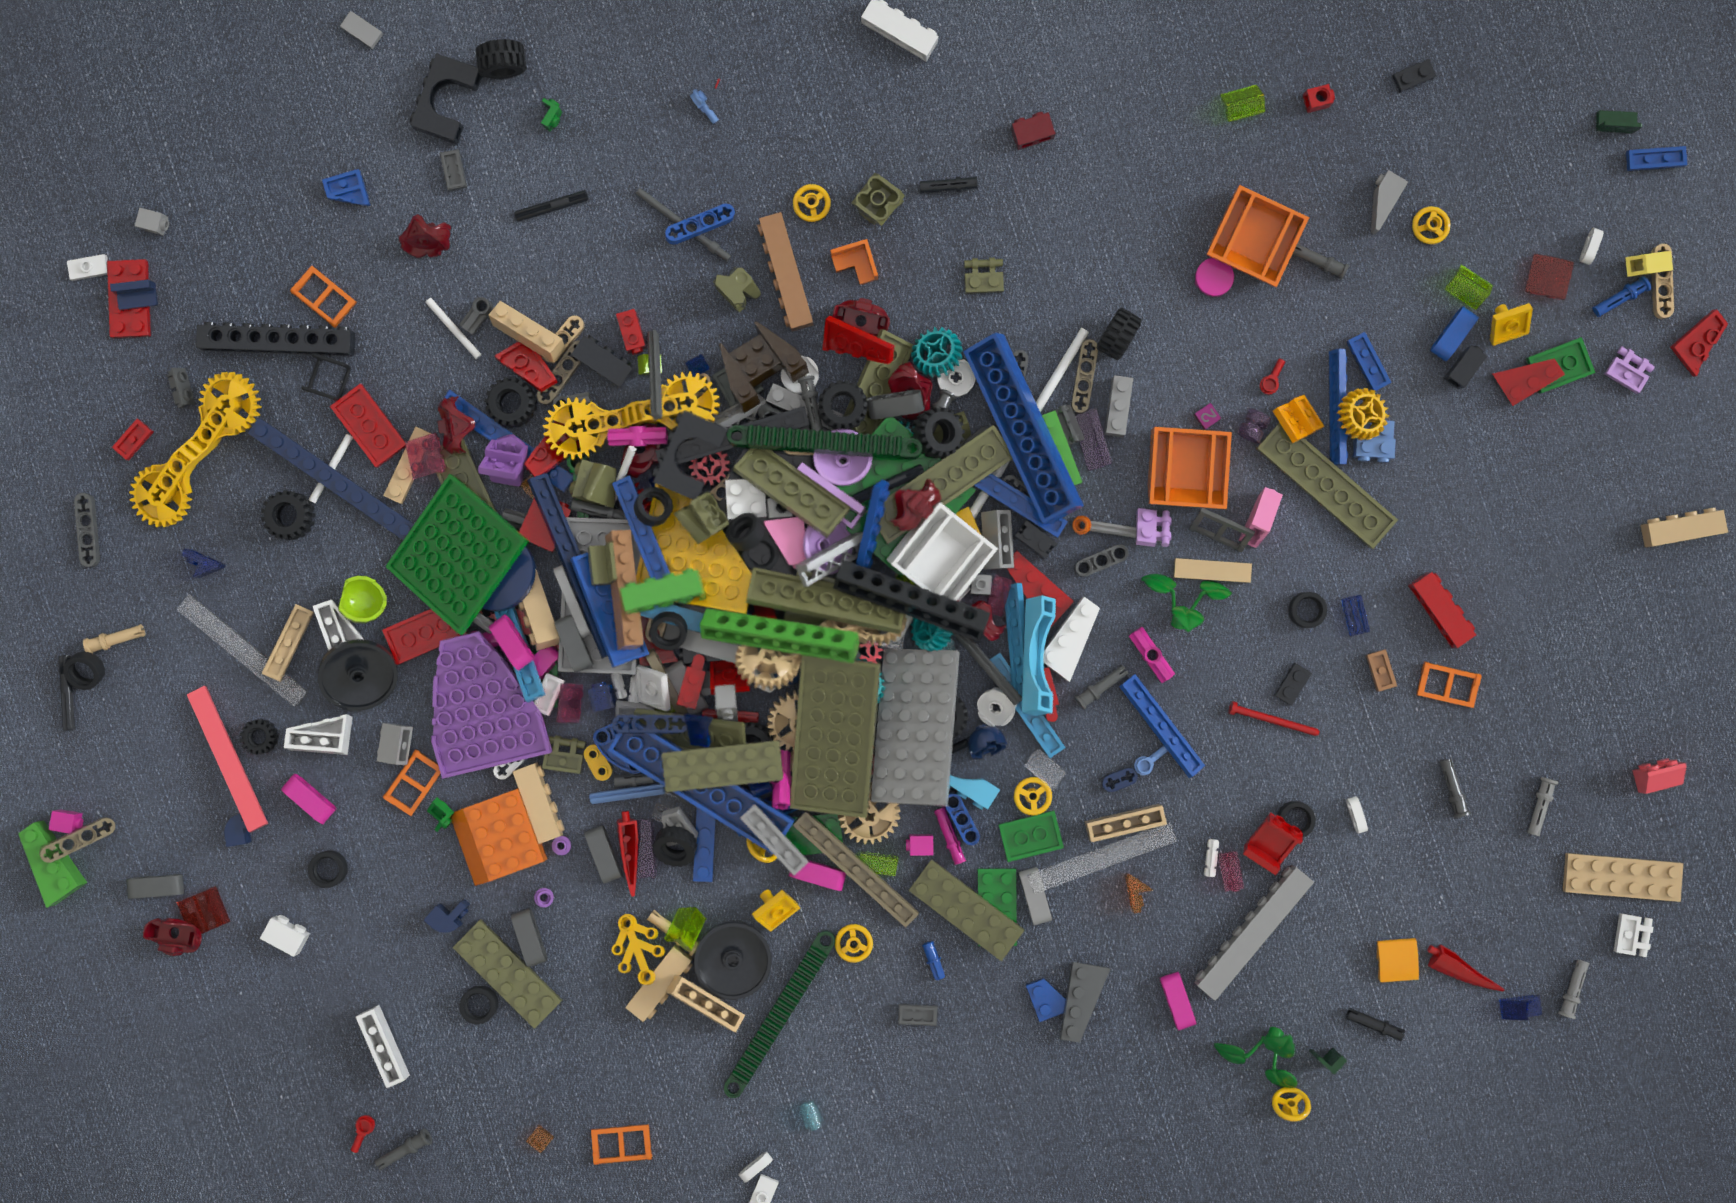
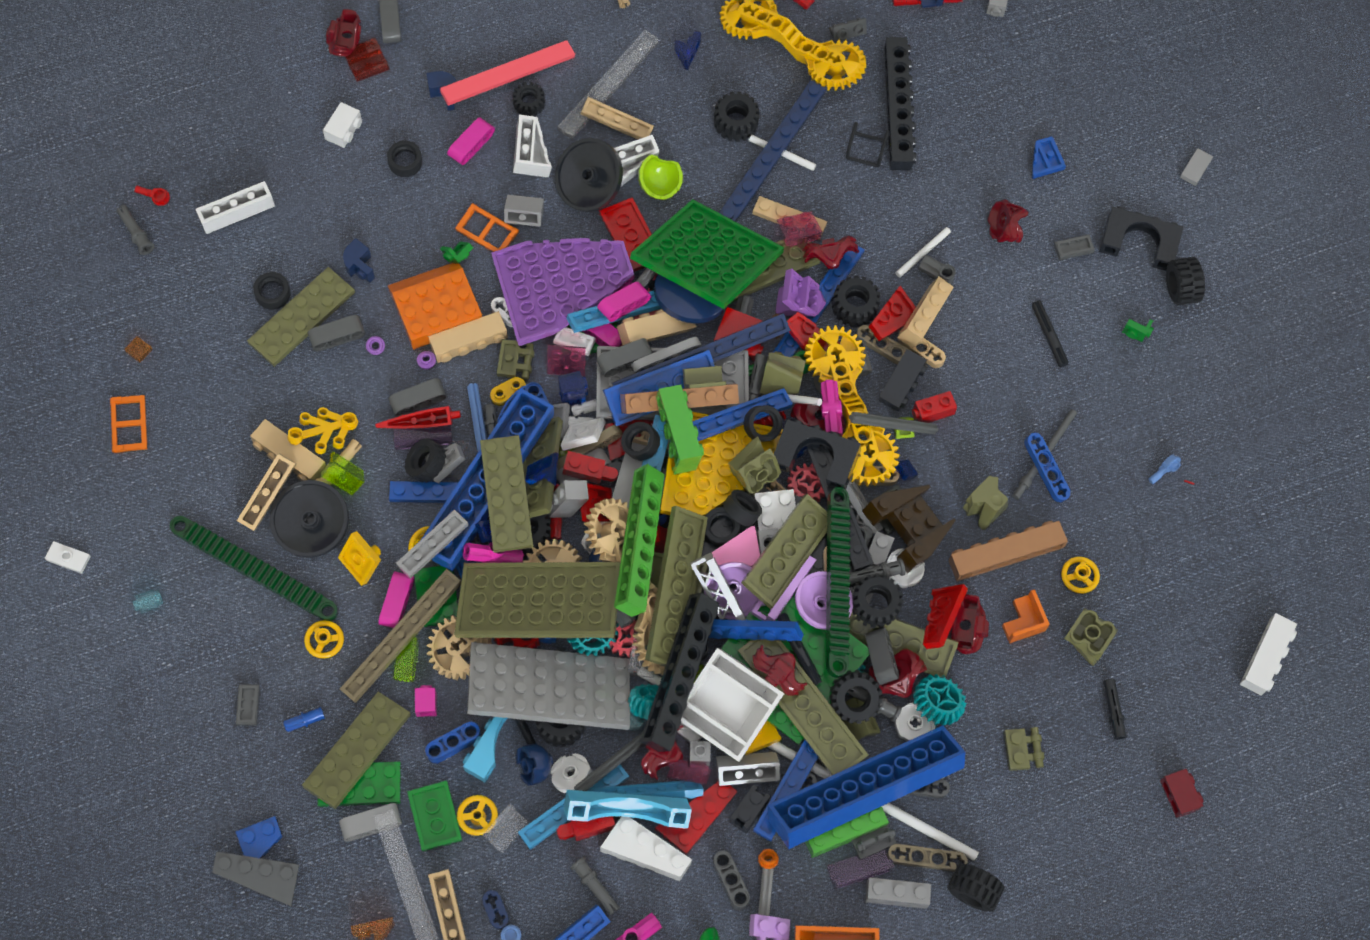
camera: 80 degrees right, 20 degrees down
(314, 306) = (933, 135): orange window -> none
(368, 425) = (825, 181): red plate -> none
(650, 727) = (547, 425): dark blue beam -> none
(755, 1167) = (98, 549): white beam -> none
(953, 843) = (433, 732): dark pink pin -> none

